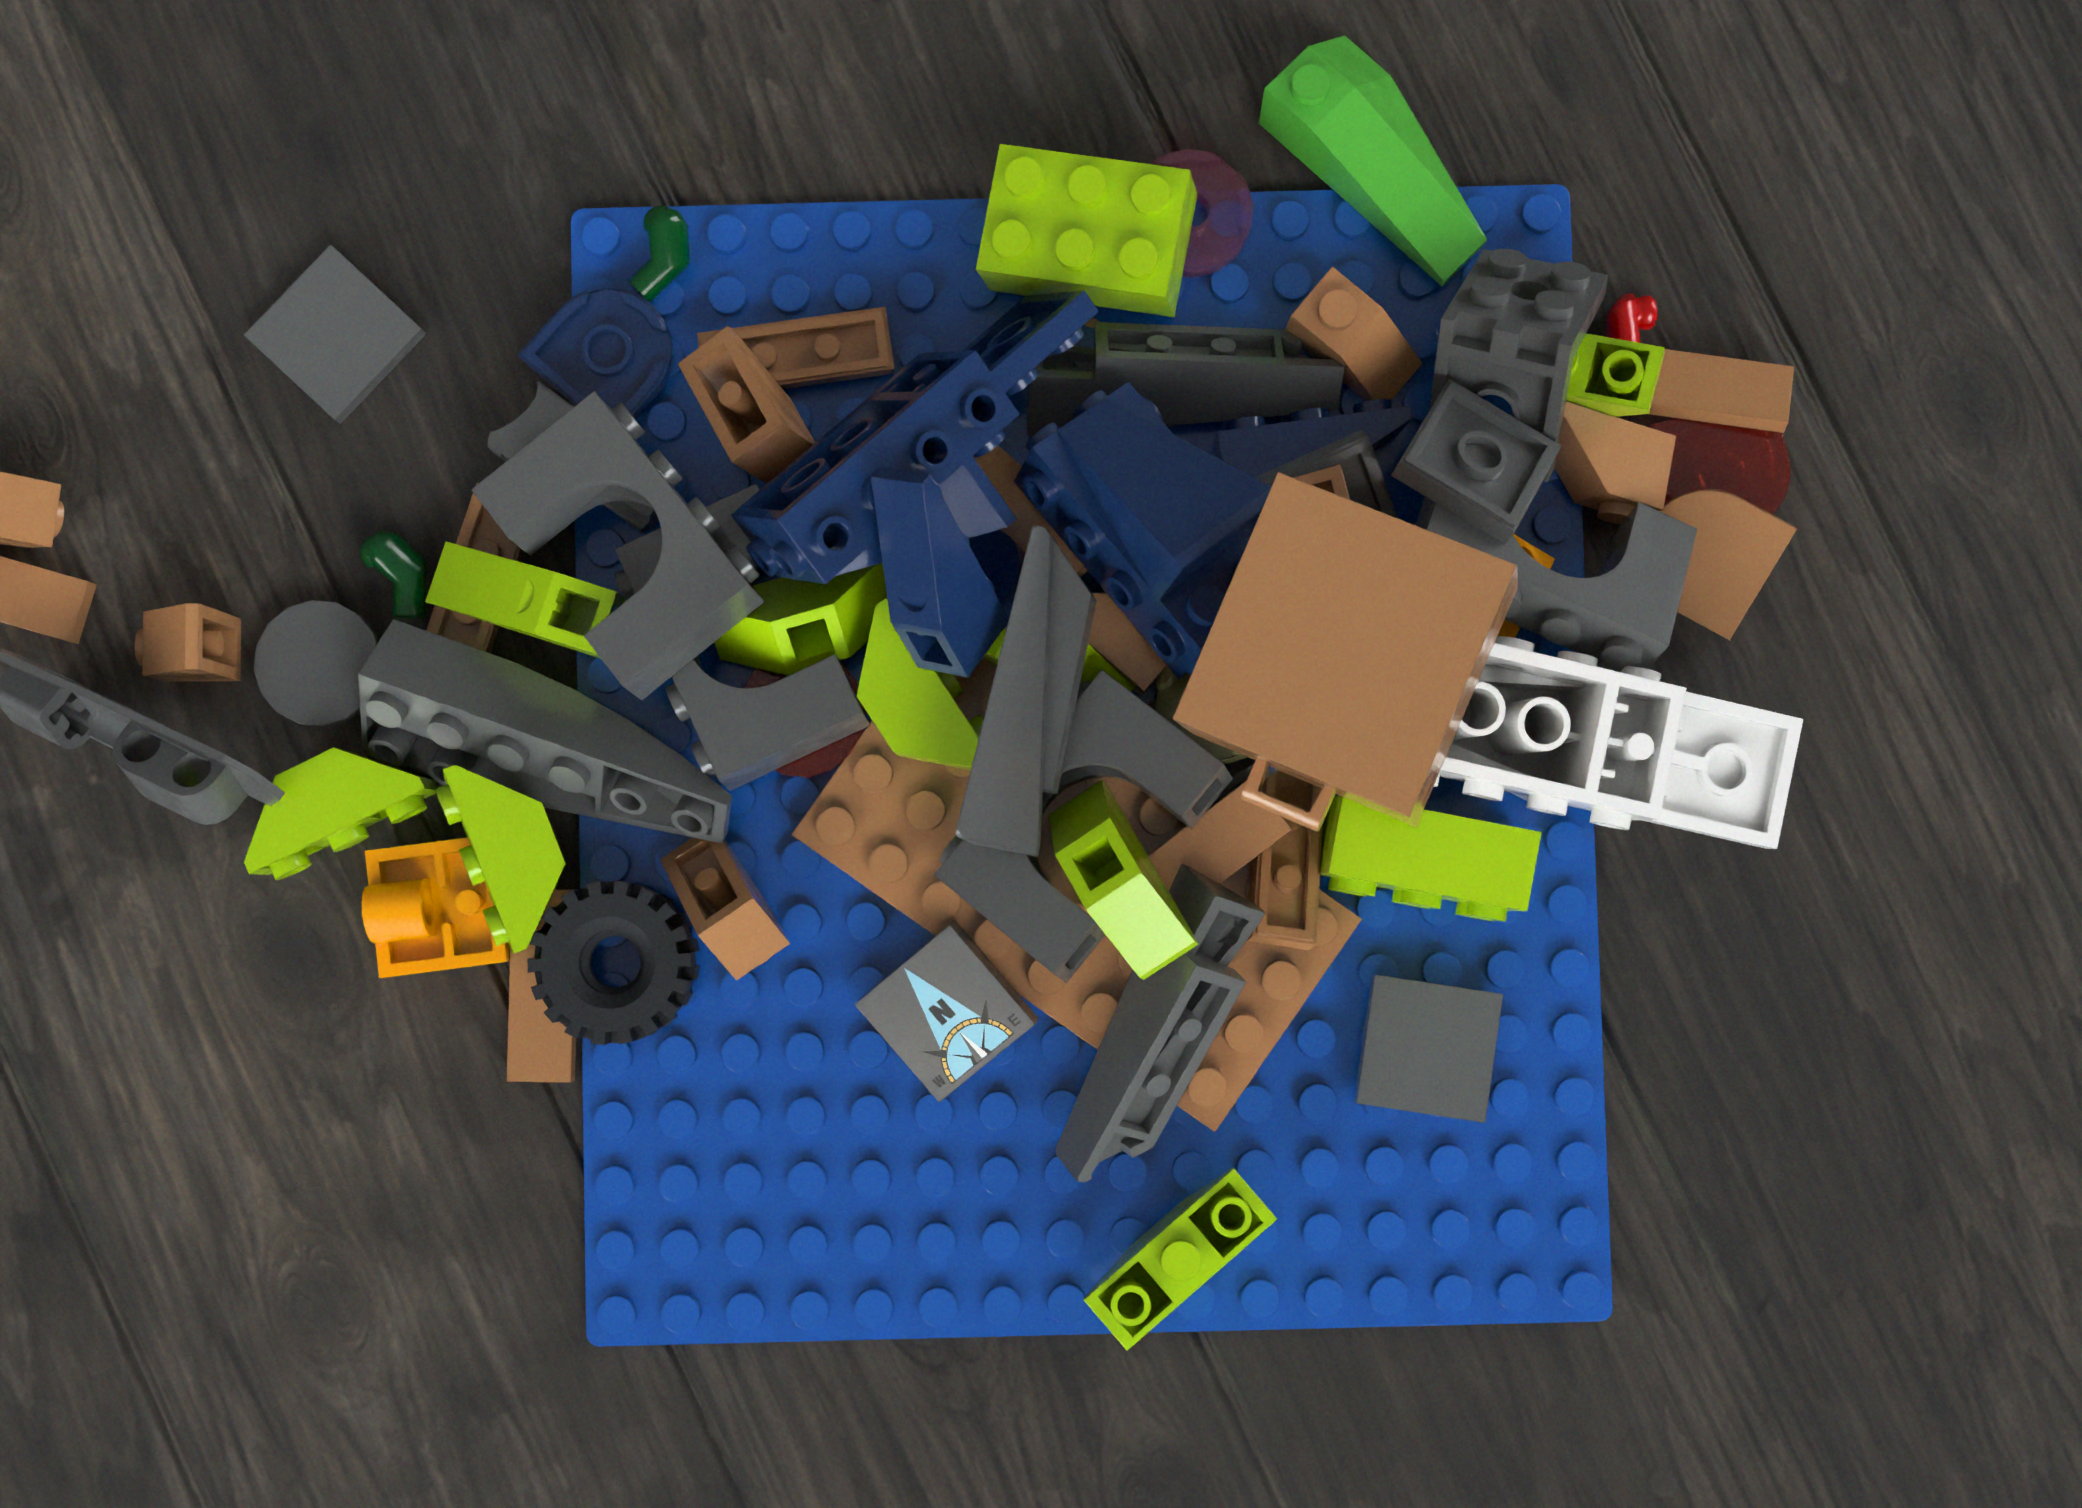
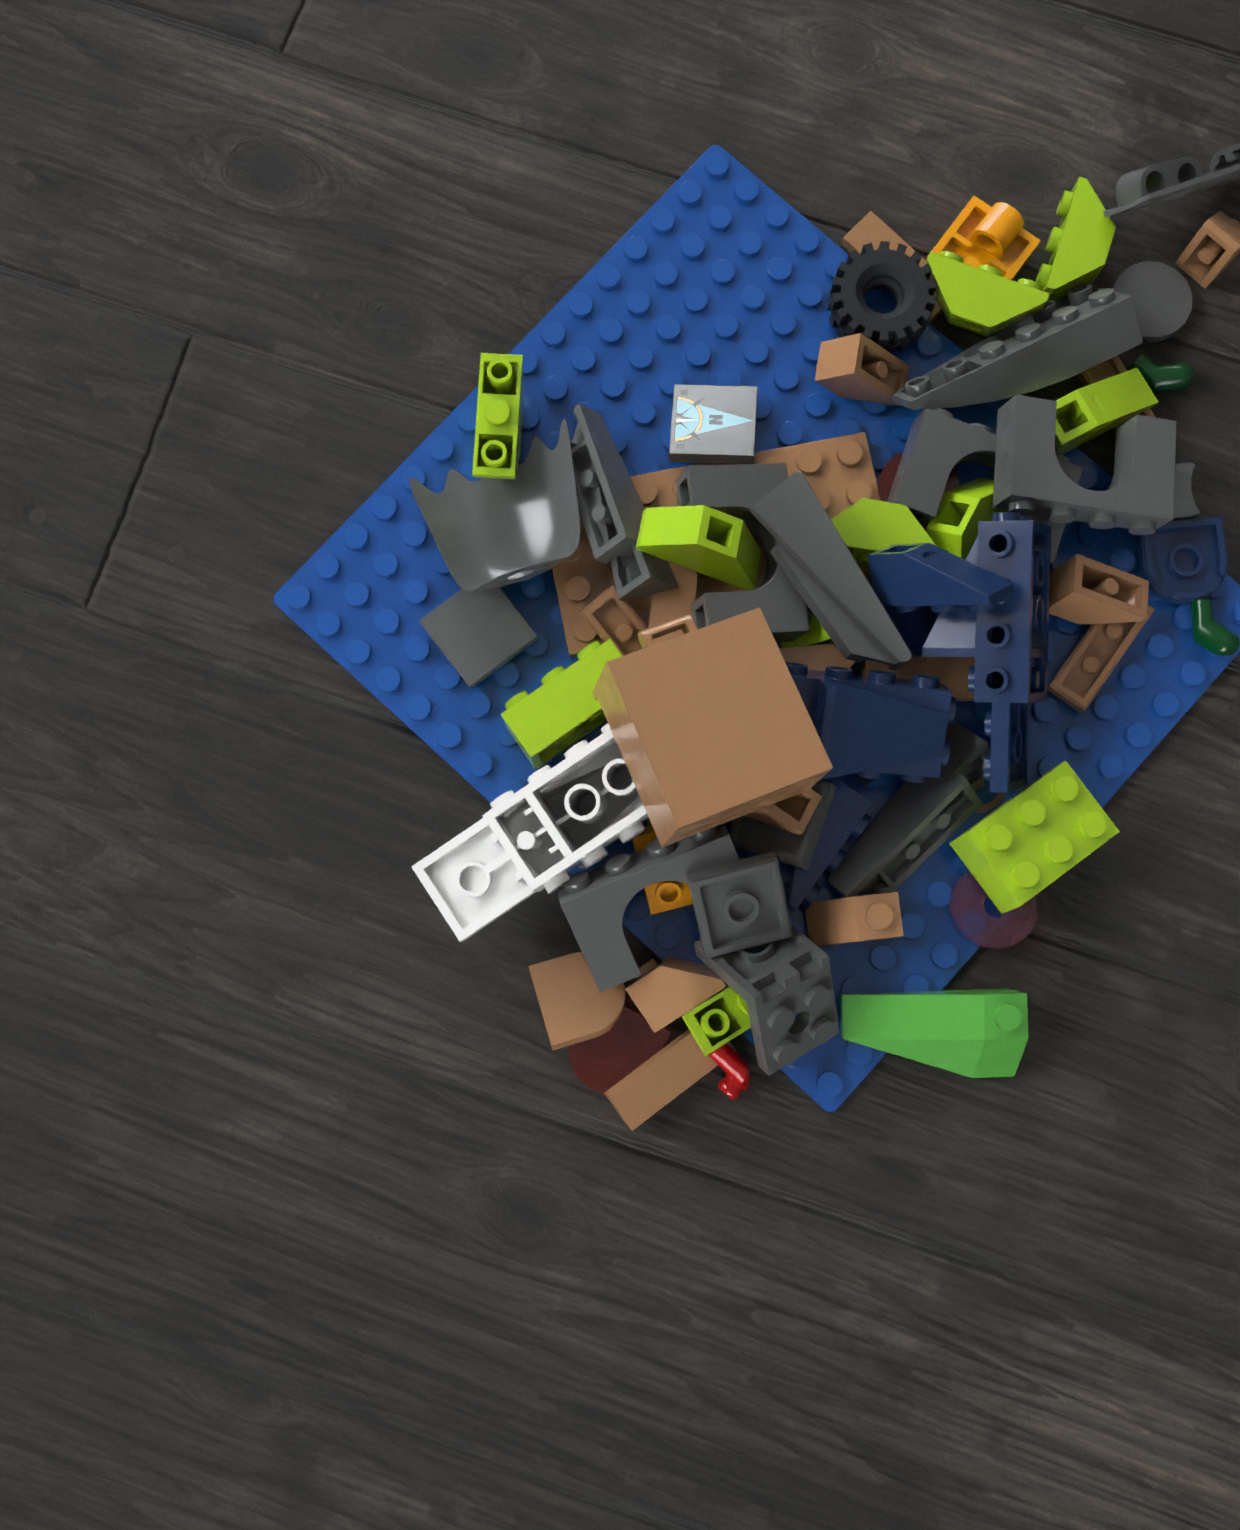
camera: 135 degrees right, 5 degrees down
(1296, 1125) = (506, 528): none -> dark grey piece

